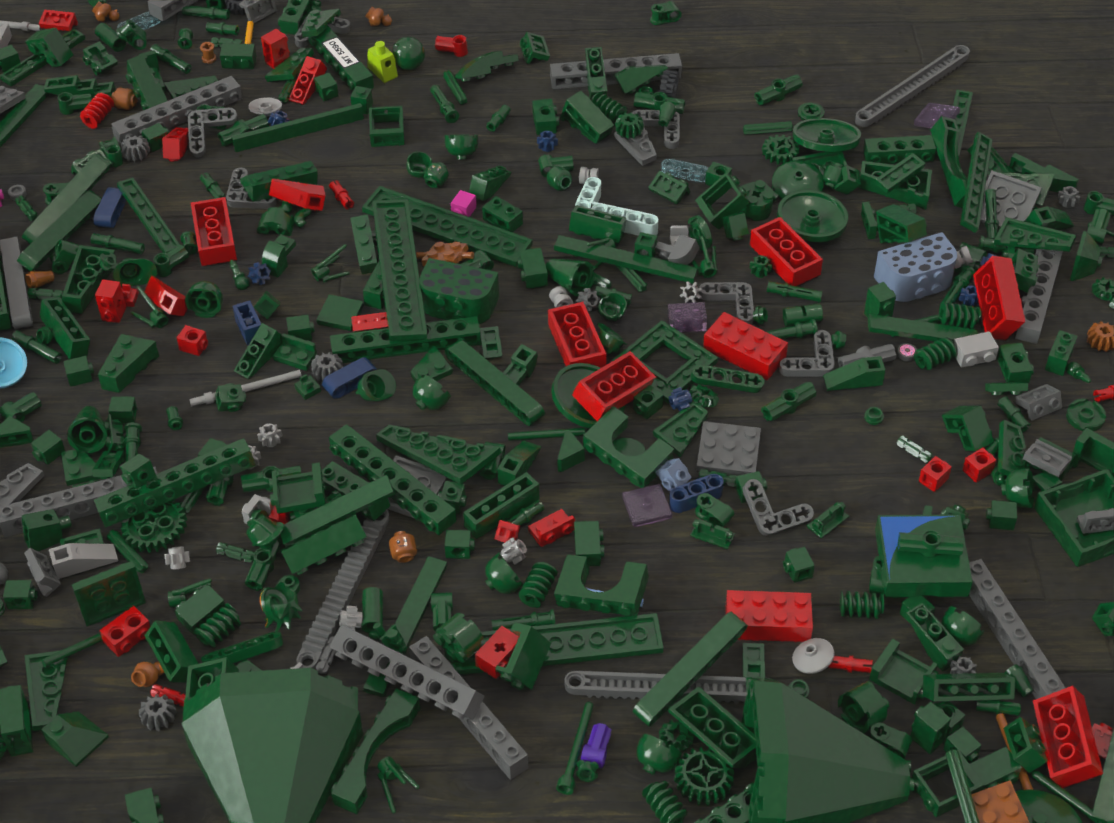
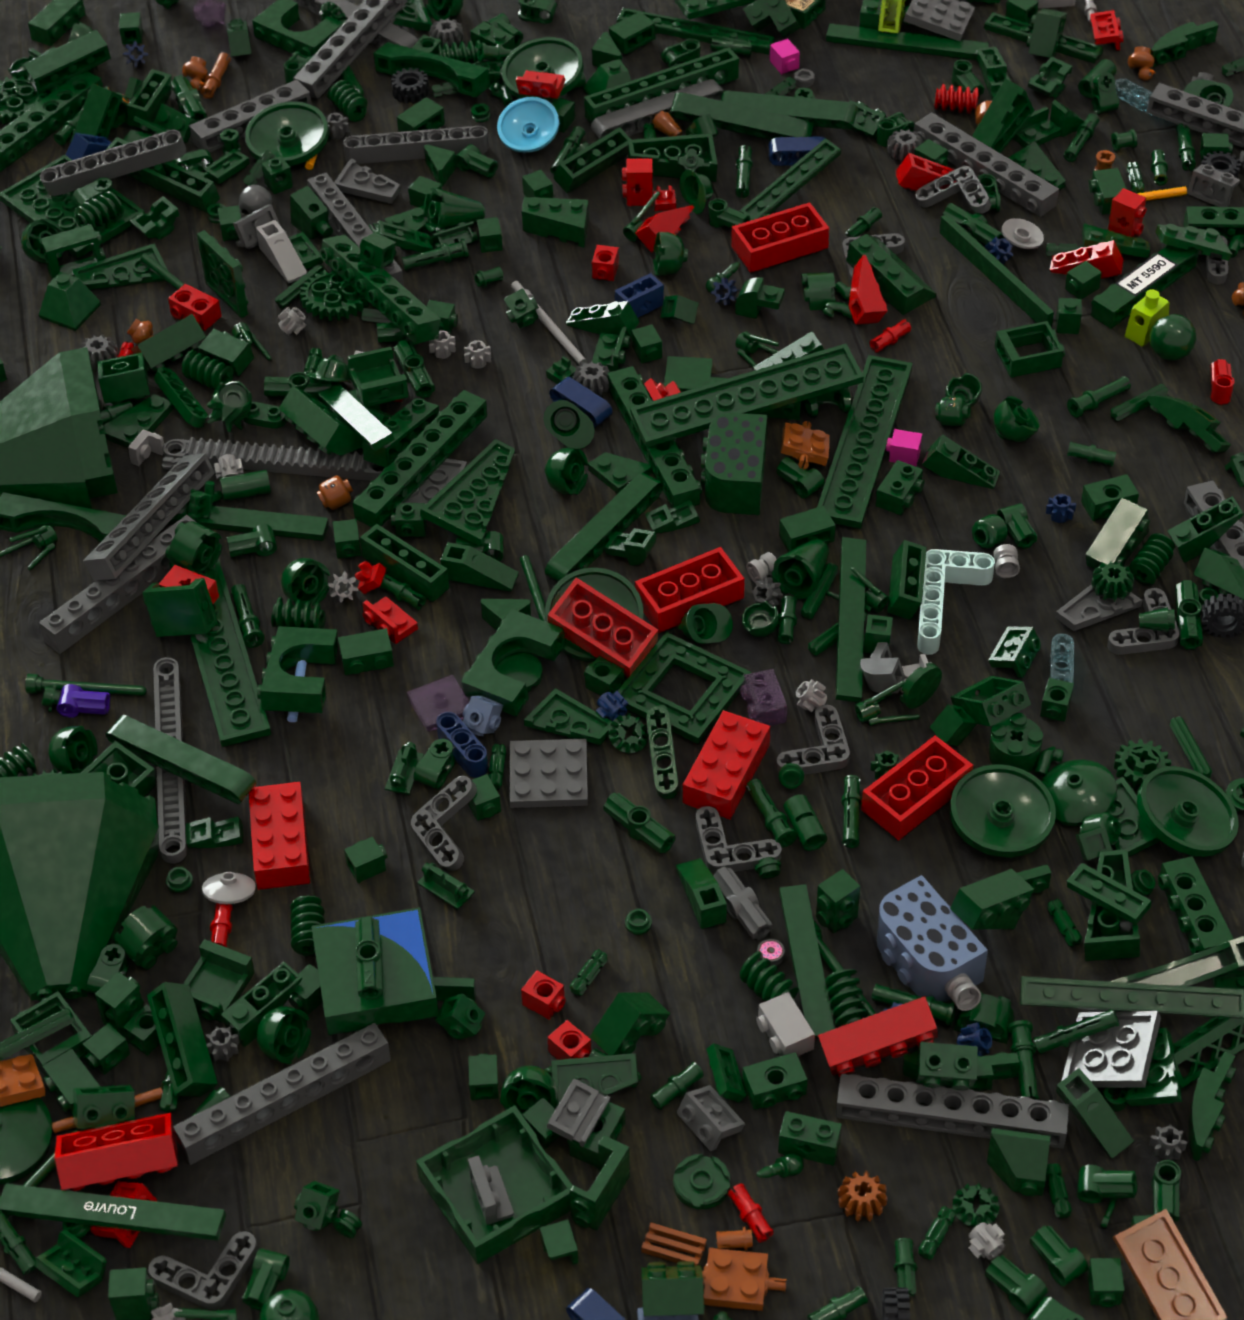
camera: 80 degrees right, 0 degrees up
(1028, 235) = (1034, 1075): dark green wing -> none

